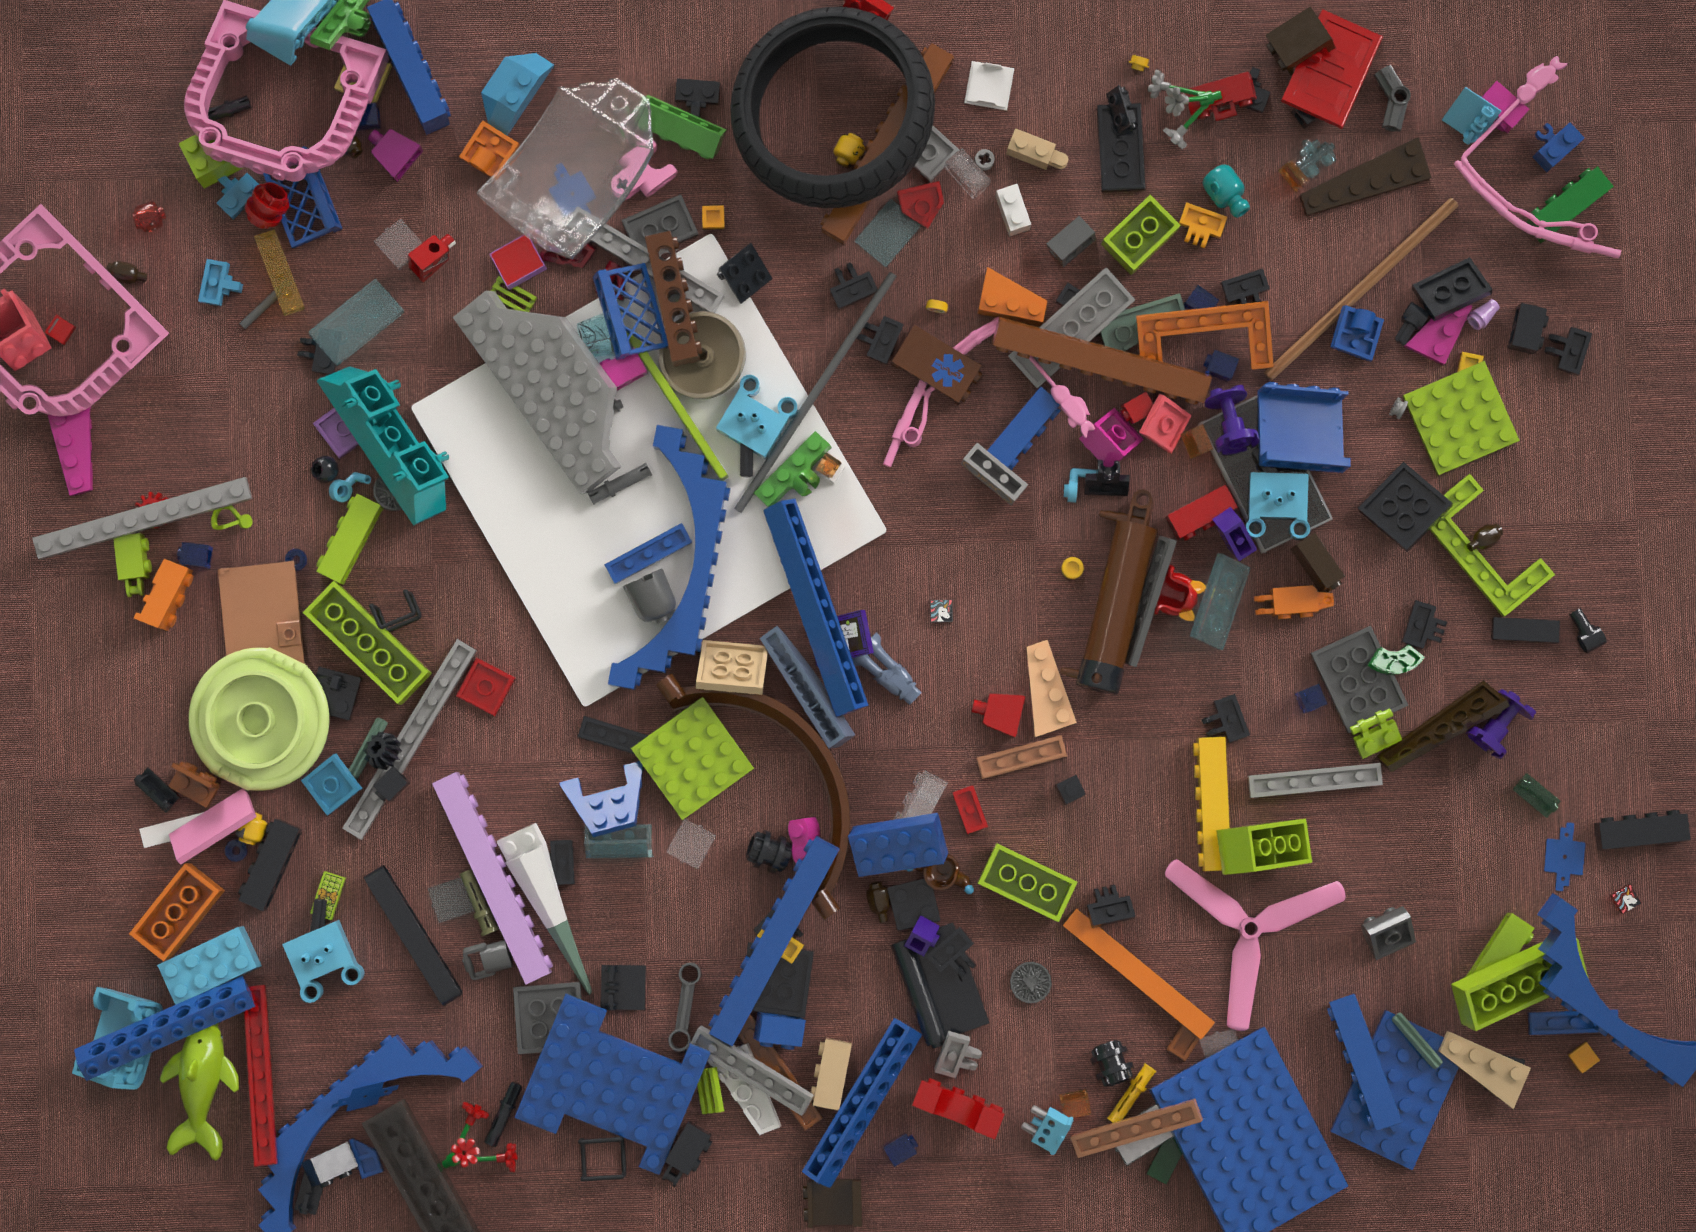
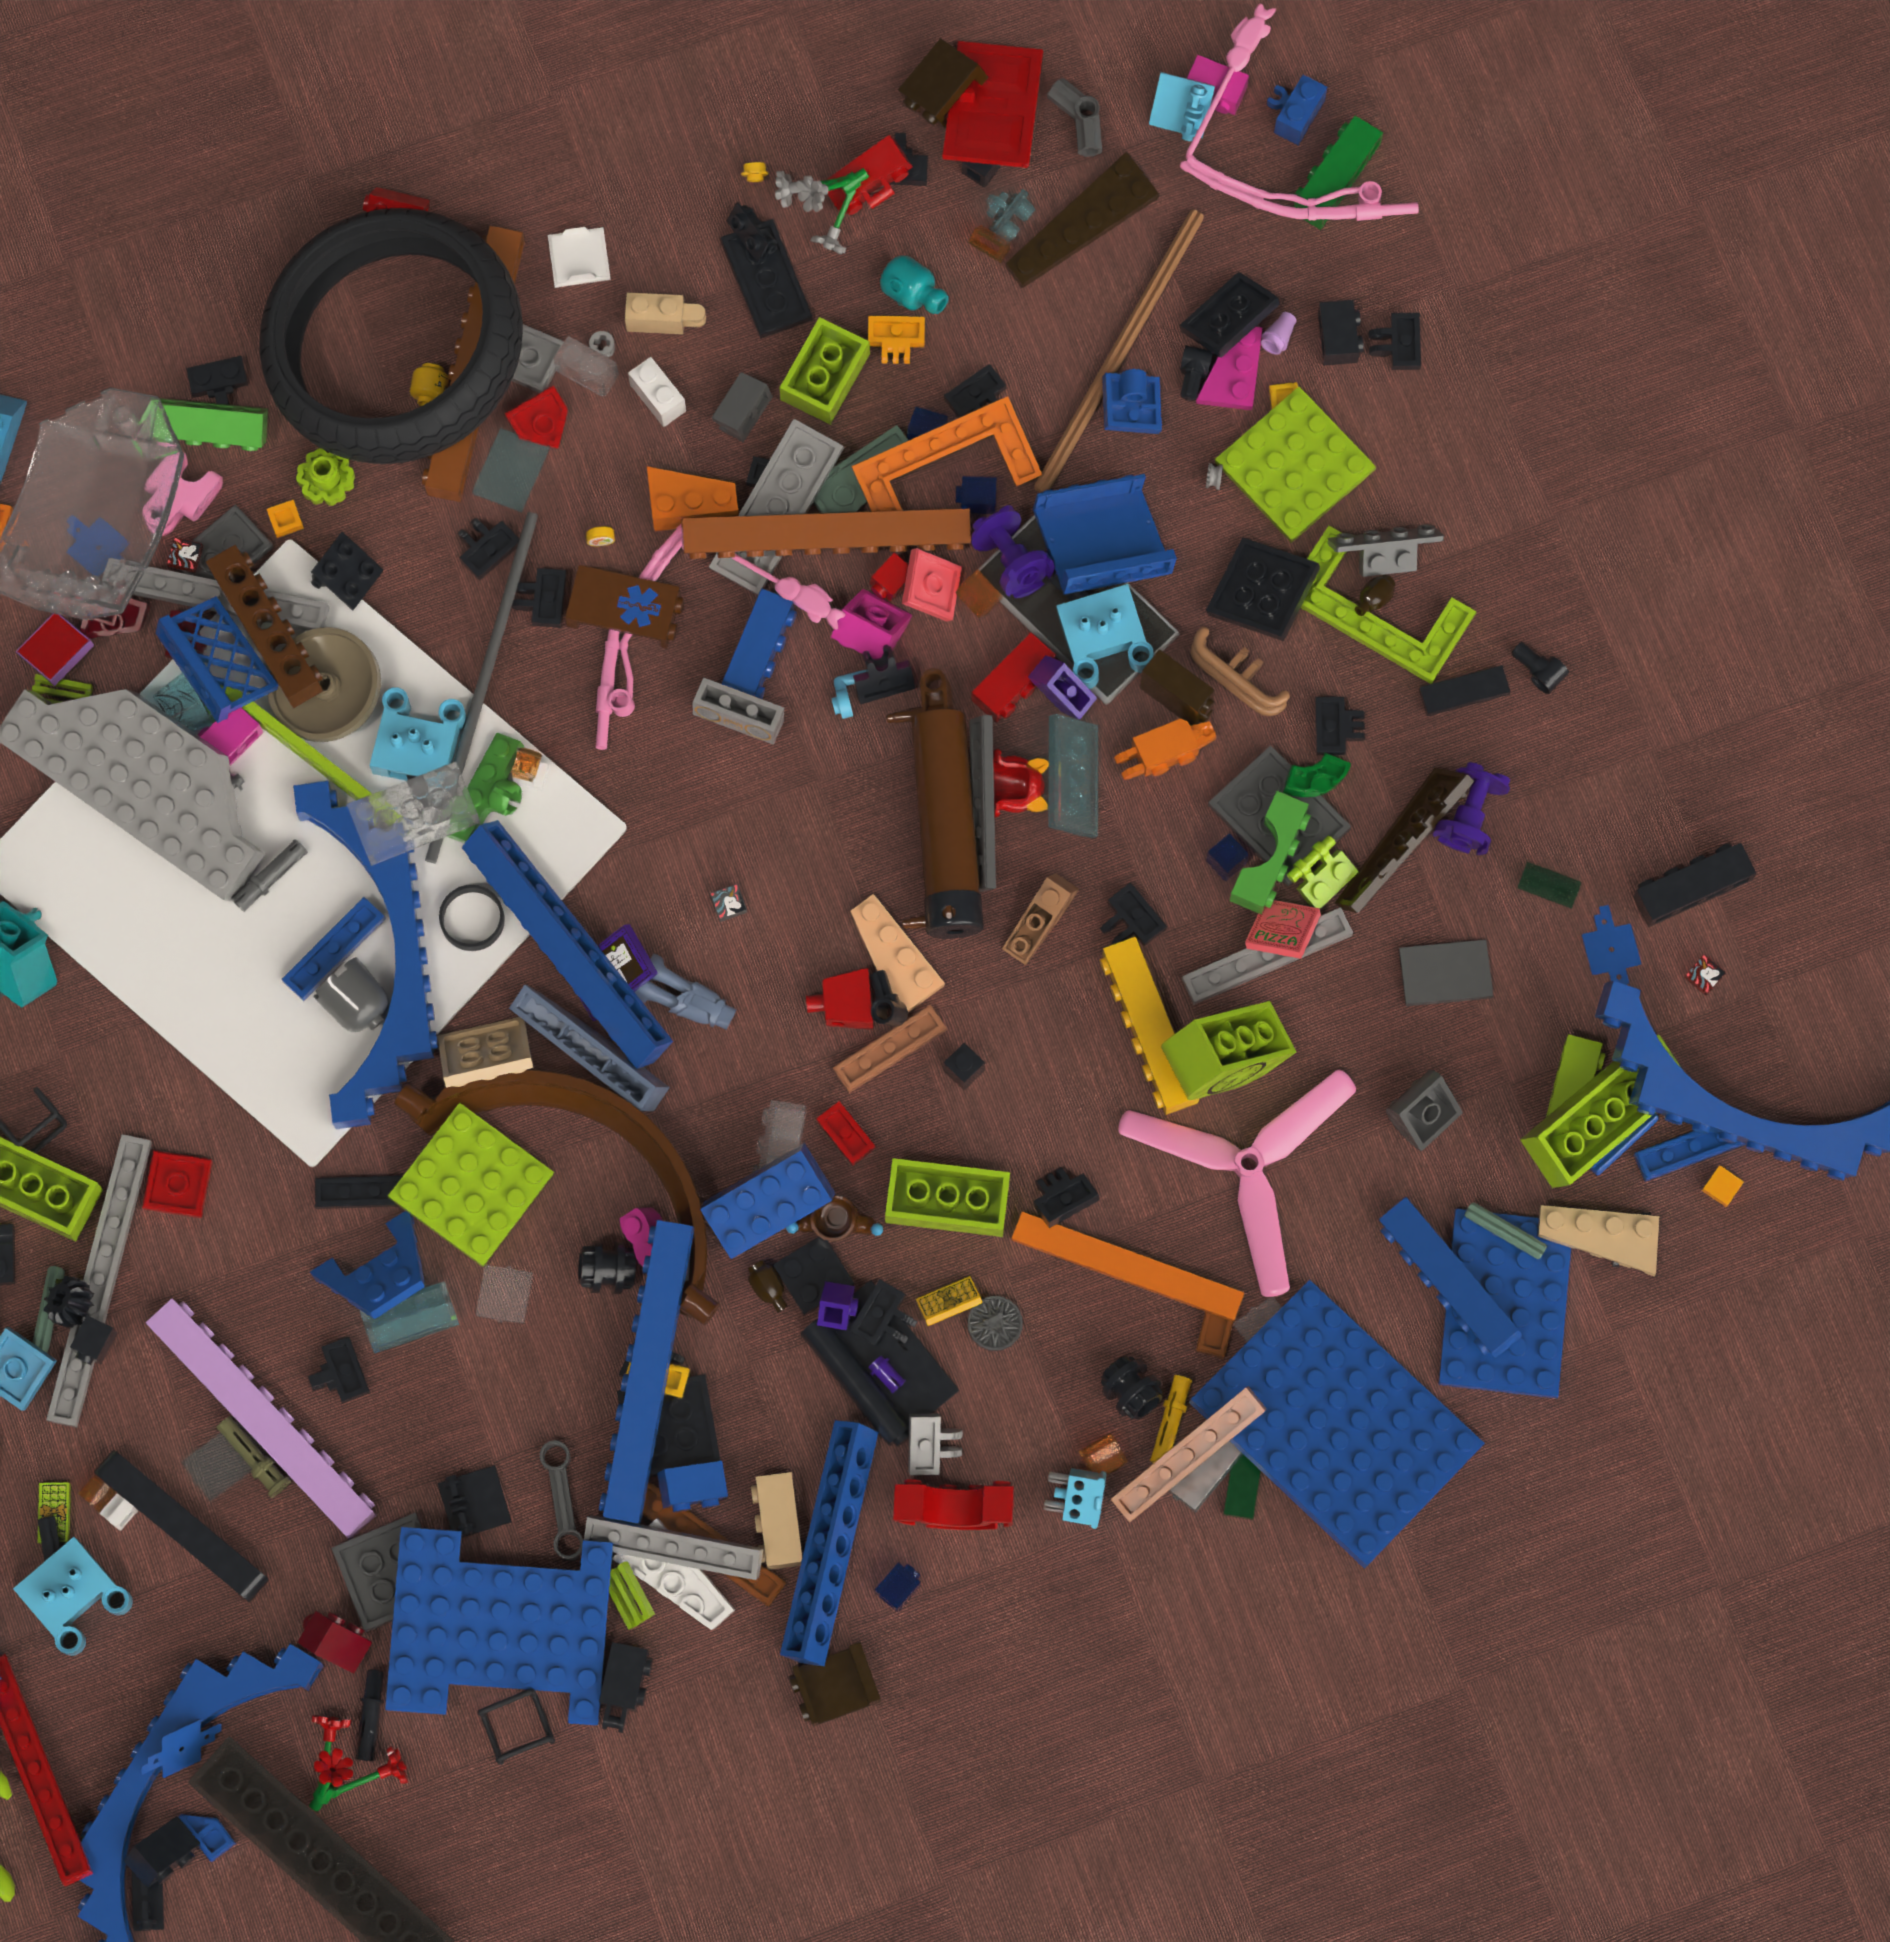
camera: 20 degrees left, 10 degrees down
(366, 901) = (108, 1502): none -> leg
(493, 956) = (295, 1516): dark grey piece -> none
(493, 1056) = (334, 1641): none -> dark red brick
(531, 866) = (309, 1390): white plate -> none
(632, 221) = (185, 554): none -> tile
(735, 476) = (413, 813): none -> clear brick
(743, 543) = (469, 889): none -> black tyre
(751, 196) = (325, 477): none -> lime plant
(942, 994) = (885, 1373): none -> dark purple pin
(1003, 956) = (949, 1301): none -> yellow tile
(1030, 721) = (885, 999): none -> black axle
(1072, 568) = (875, 798): yellow tile -> none
(1161, 698) = (1040, 917): none -> medium nougat slope
(1333, 765) = (1283, 929): none -> coral tile
(1359, 567) = (1233, 681): none -> medium nougat piece
(1361, 687) = (1256, 884): none -> bright green arch
(1439, 835) = (1445, 973): none -> dark grey tile
(1506, 507) = (1386, 551): none -> dark grey bracket

